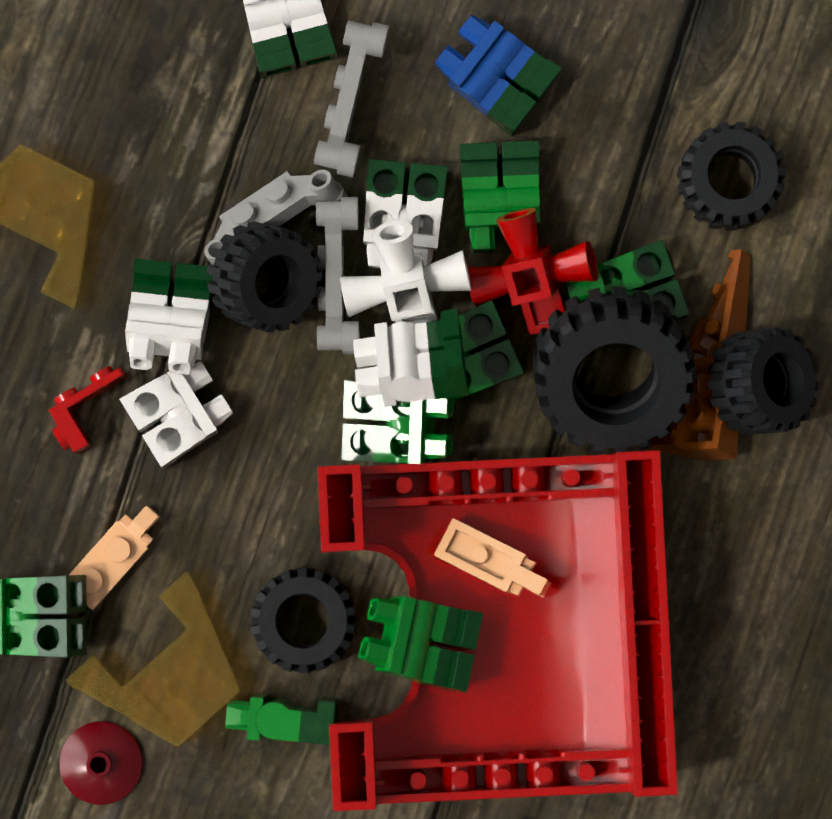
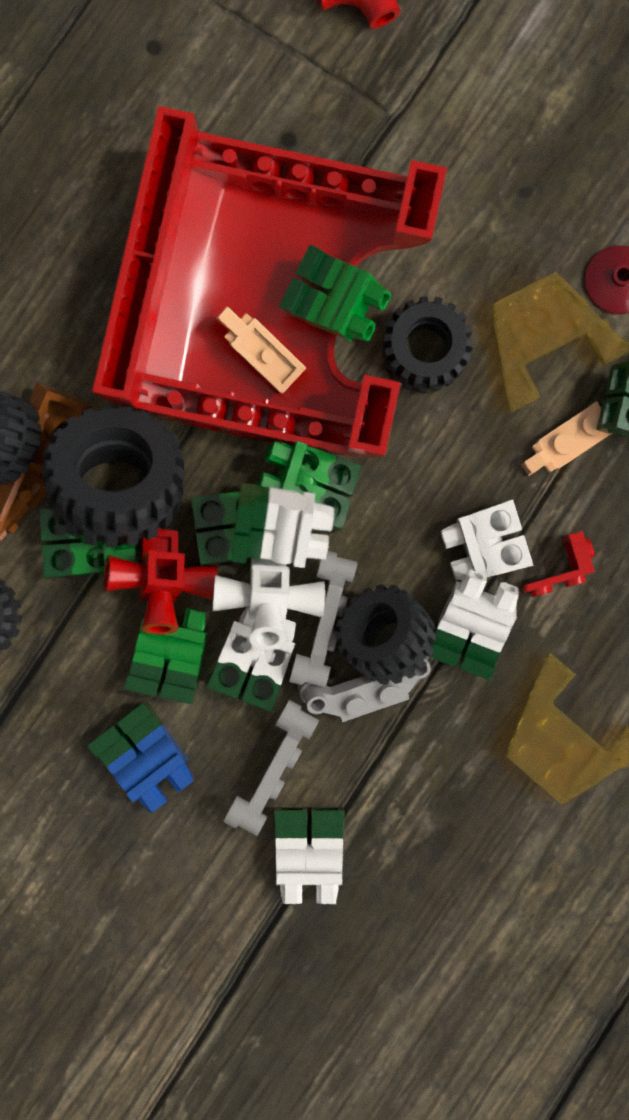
camera: 160 degrees left, 0 degrees up
(282, 719) = (464, 267): green hips -> none

